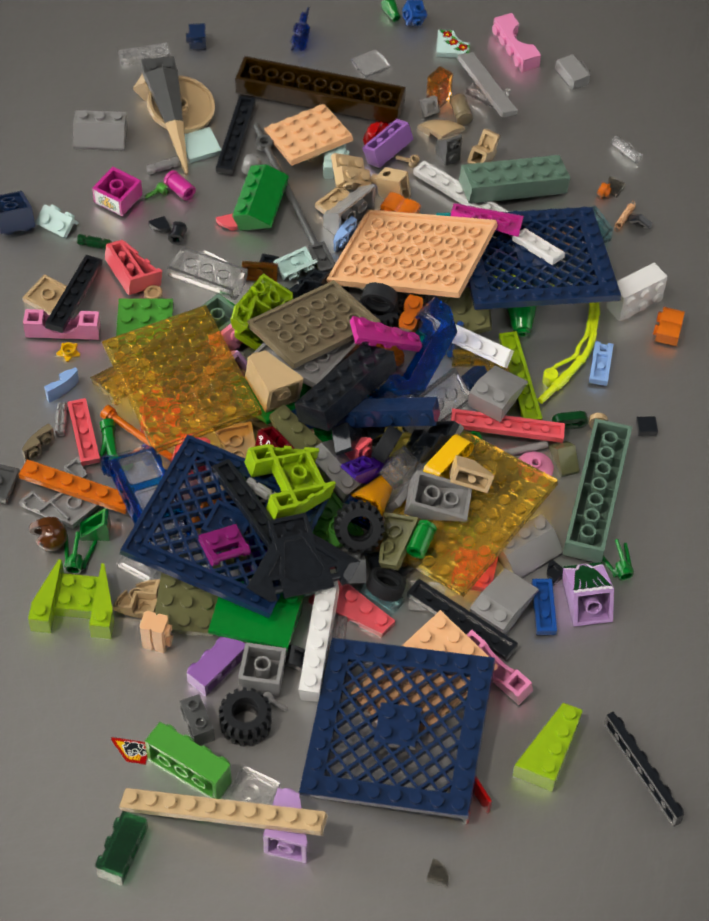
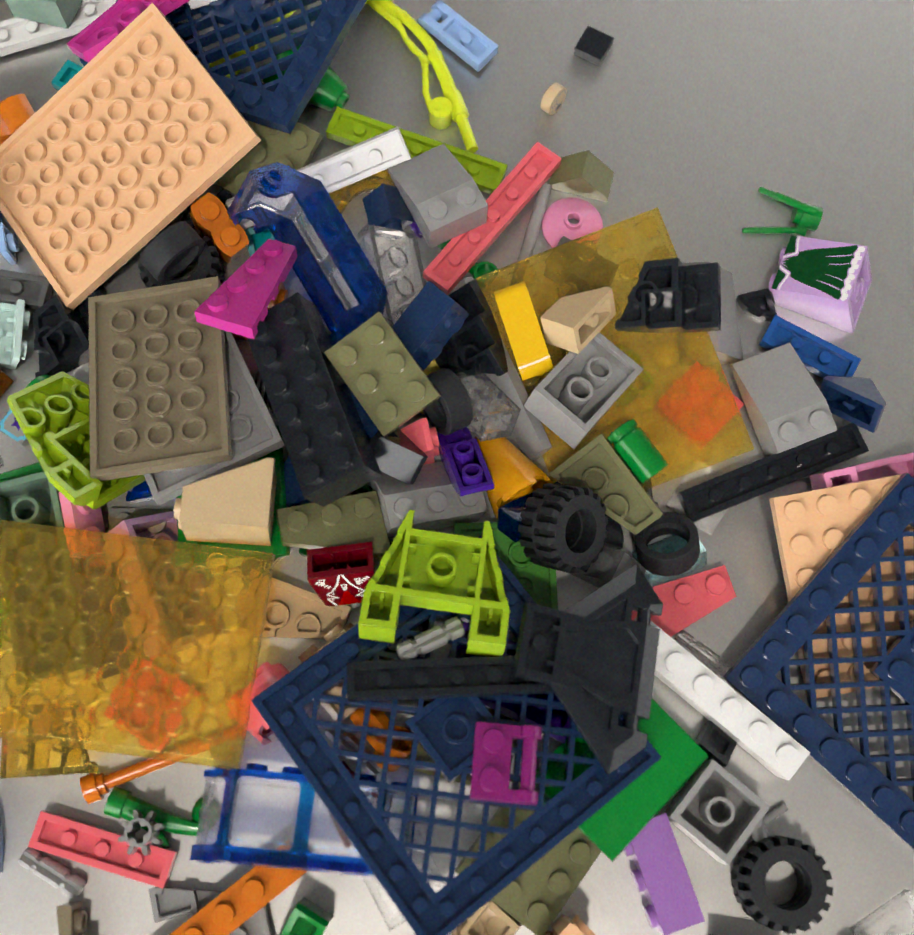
camera: 60 degrees left, 20 degrees up
(101, 436) = (148, 839): none -> light grey gear
(376, 404) = (382, 374): none -> olive plate
(511, 509) = (674, 299): none -> black slope
(529, 634) = (854, 400): none -> dark blue slope
(572, 420) = (530, 131): dark green beam -> none
(597, 491) = (672, 168): sand green brick -> none

